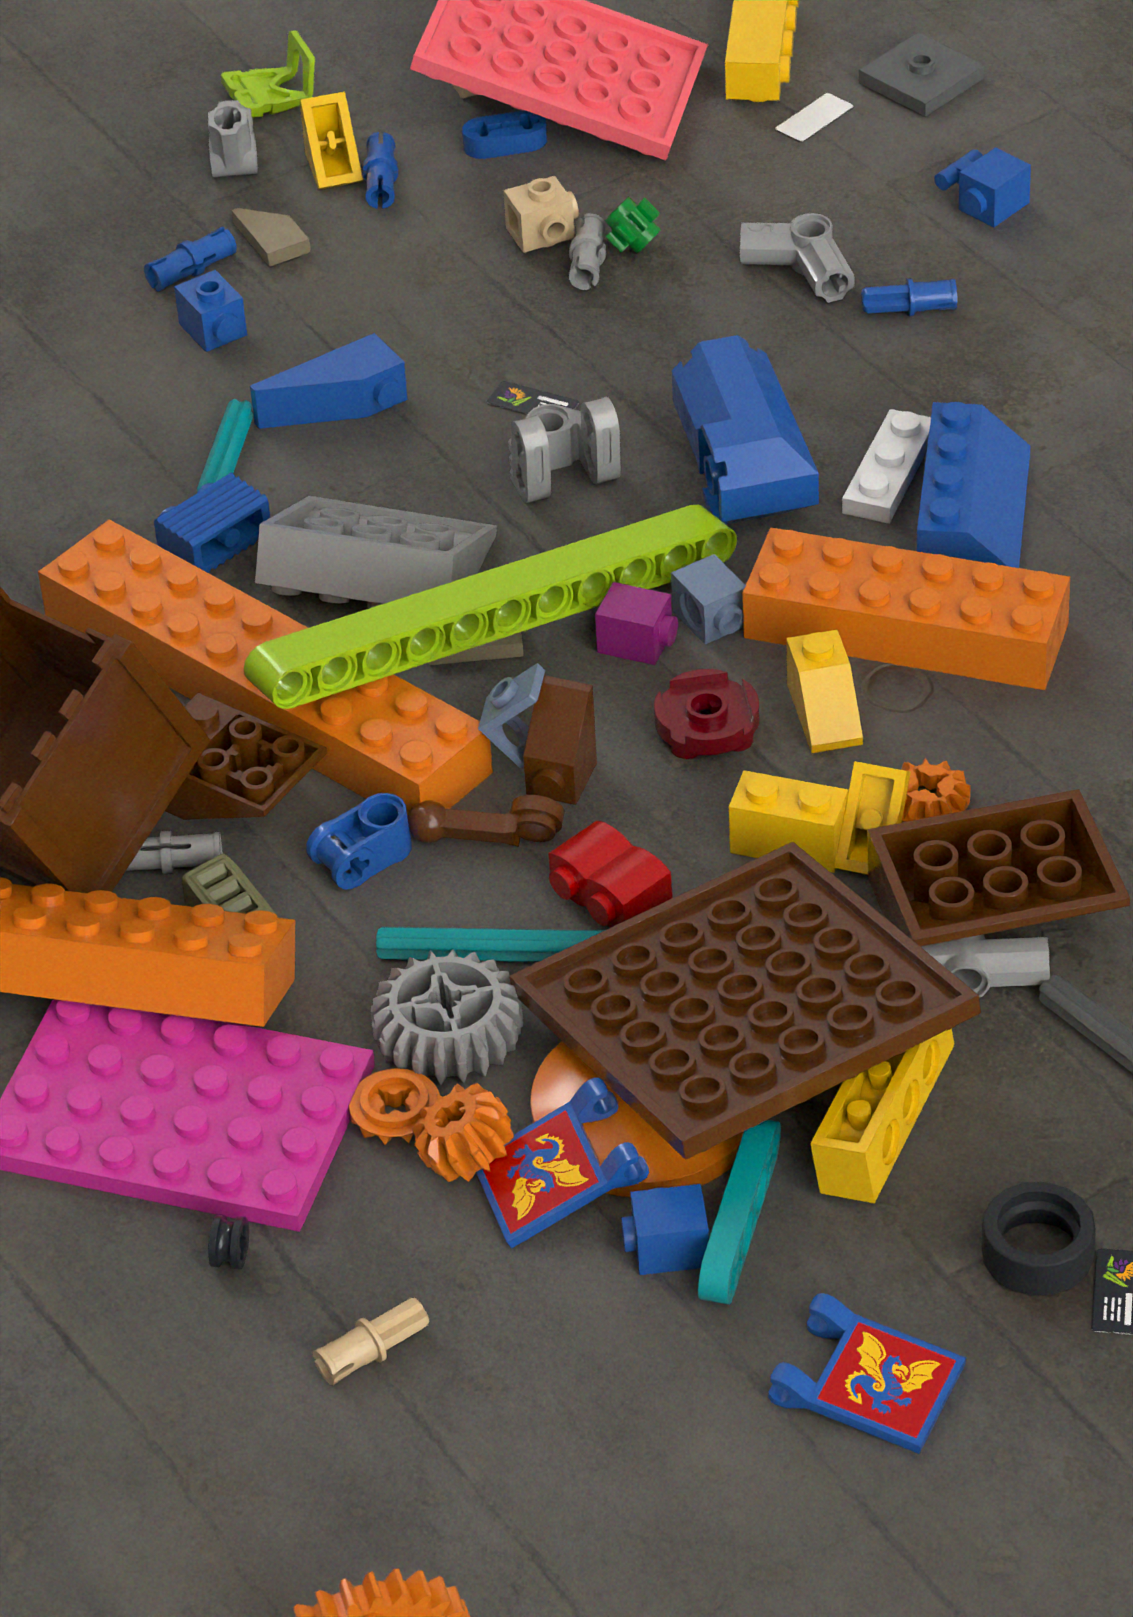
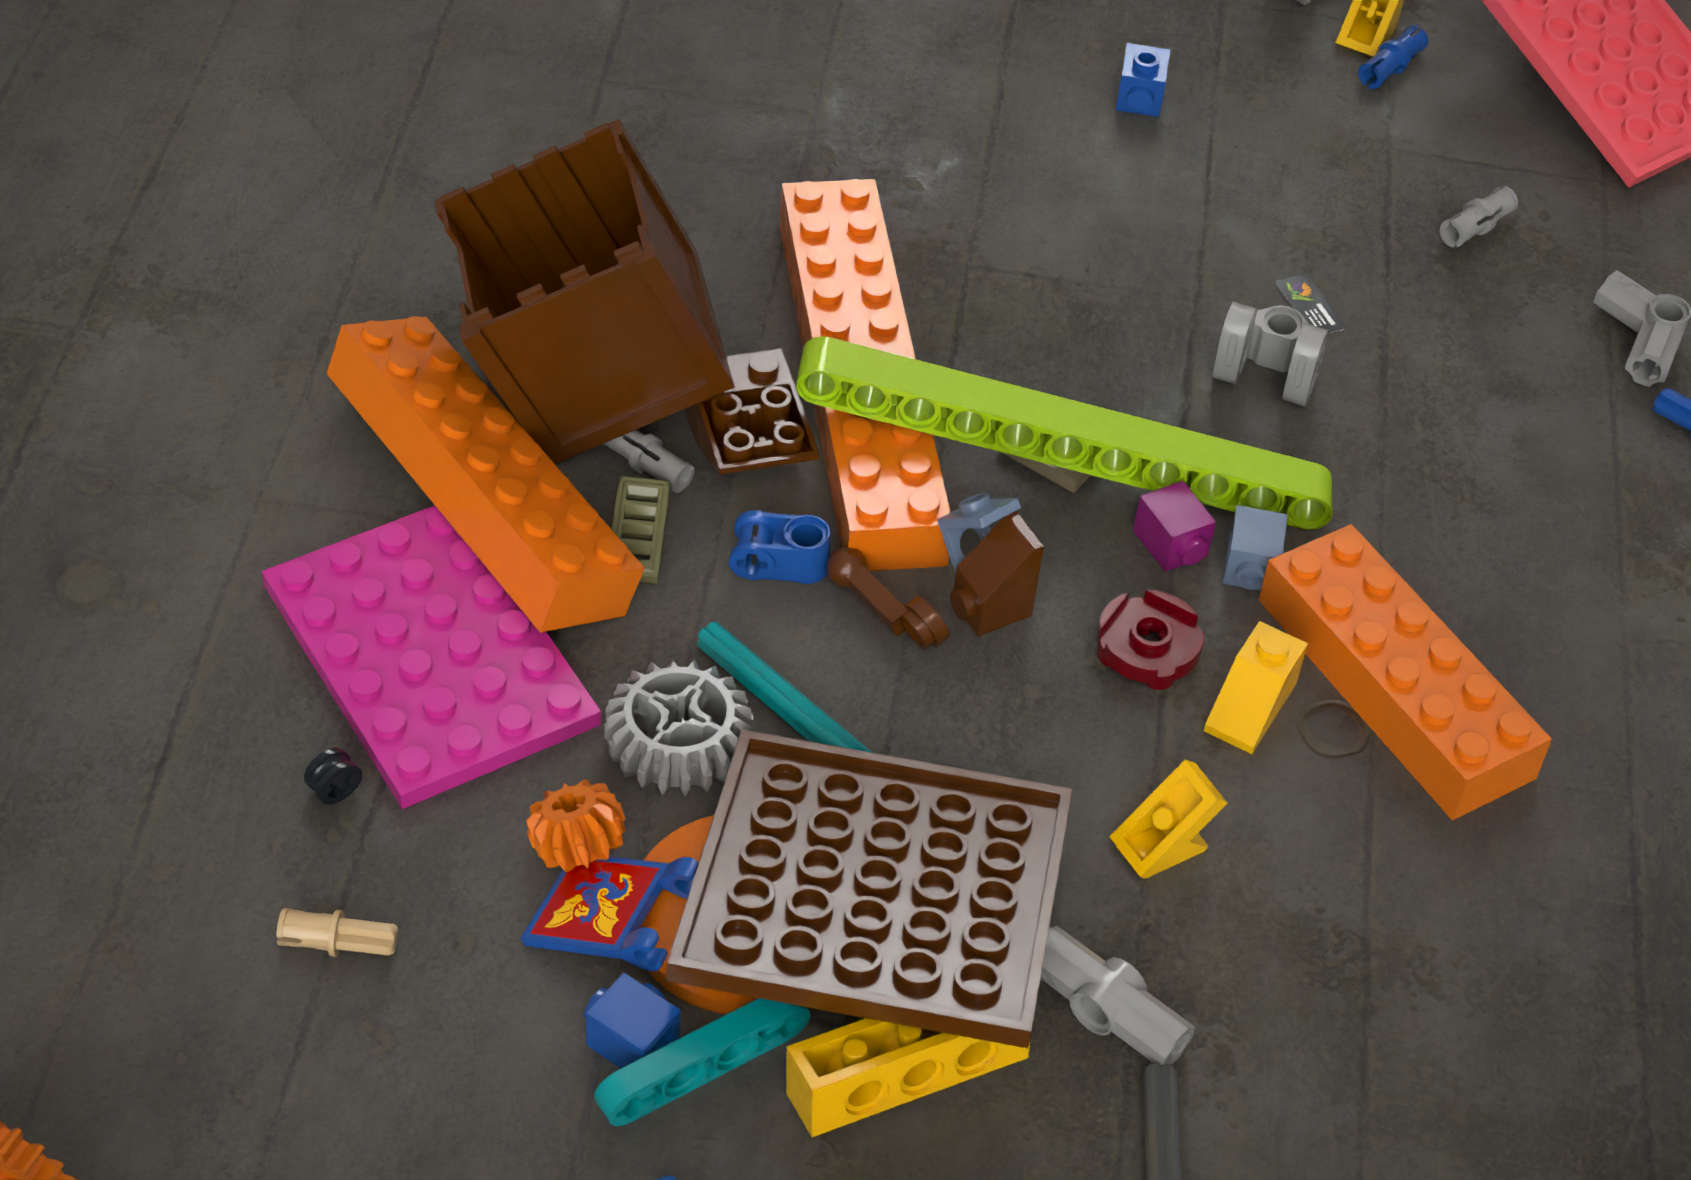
camera: 35 degrees right, 5 degrees up
(190, 258) = (1178, 34): blue pin -> none
(213, 523) = (958, 236): blue brick -> none
(227, 442) = (1036, 190): teal axle -> none
(271, 235) = (1258, 55): dark tan tile -> none
(332, 387) = (1166, 193): blue slope -> none
(365, 551) = (1045, 331): light grey slope -> none
(391, 1088) = (586, 751): orange gear -> none
(504, 134) = (1518, 89): blue beam -> none
(540, 213) = (1469, 163): tan brick -> none
(608, 875) = (921, 709): red brick -> none
(632, 225) = (1533, 217): green gear -> none
(743, 432) = (1421, 433): blue brick -> none
(780, 810) = (1108, 762): yellow slope -> none
(888, 467) = (1530, 545): white plate -> none
(951, 786) = (1229, 839): orange gear -> none
(973, 486) = (1565, 614): blue slope -> none
(993, 869) = (1205, 939): reddish brown slope -> none

